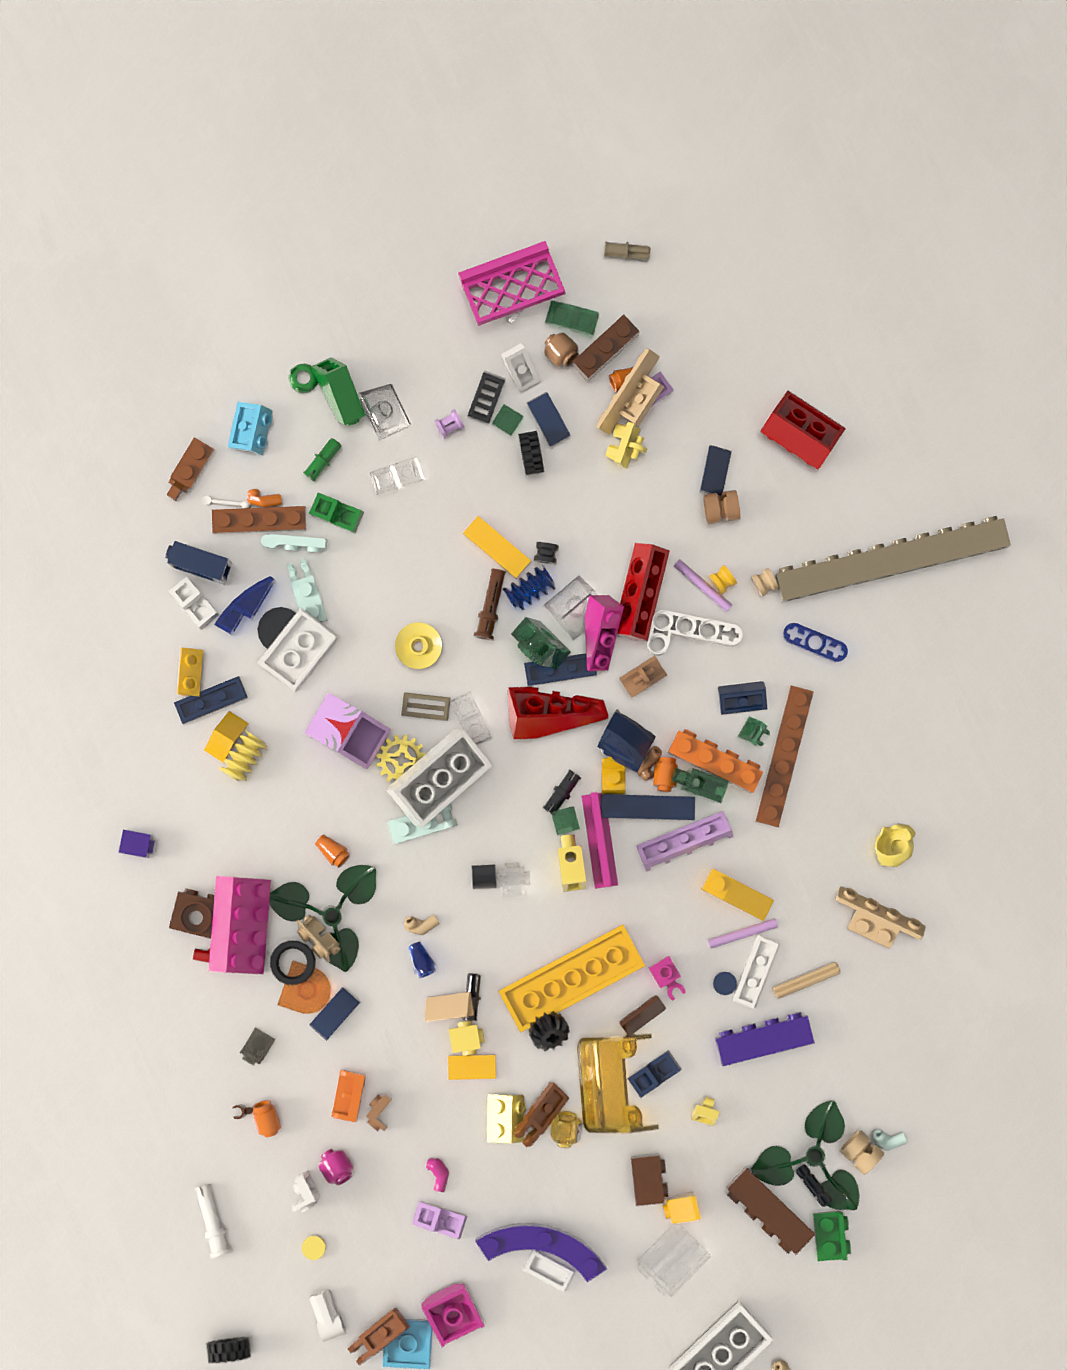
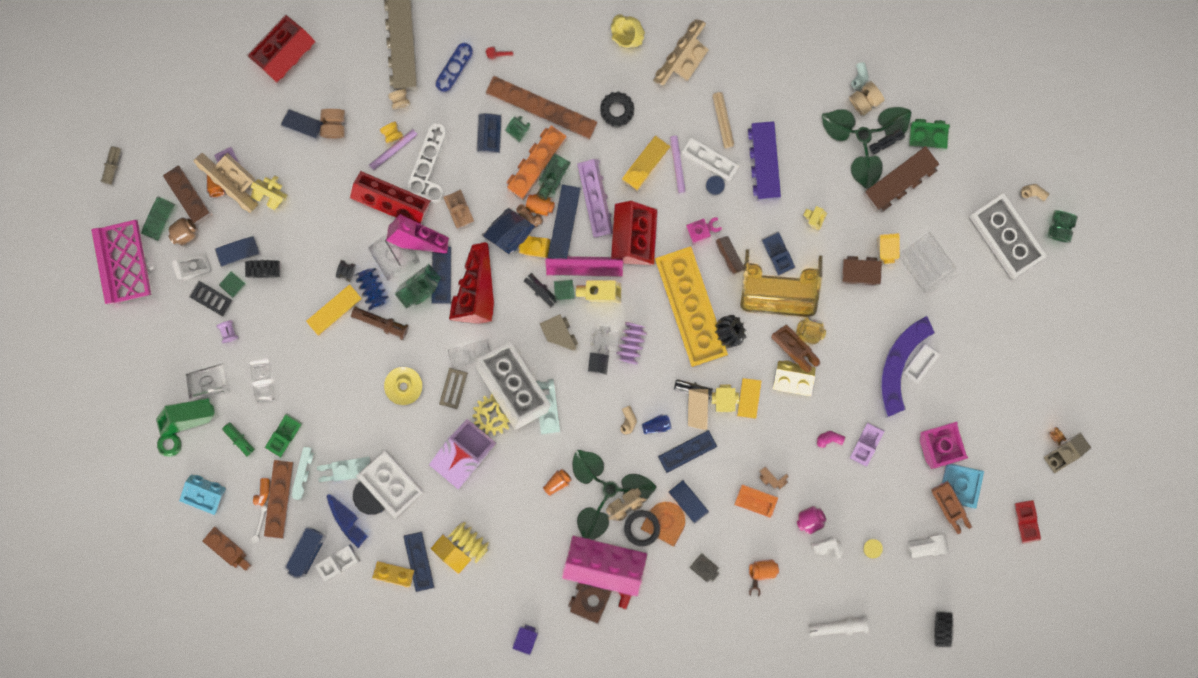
camera: 75 degrees left, 0 degrees up
(395, 1002) = (687, 451): none -> dark blue tile
(512, 820) = (557, 333): none -> dark tan slope
(515, 912) = (631, 343): none -> lavender piece
(648, 894) = (634, 233): none -> red slope
(783, 848) = (614, 120): none -> black tyre
(841, 684) = (492, 53): none -> red hand

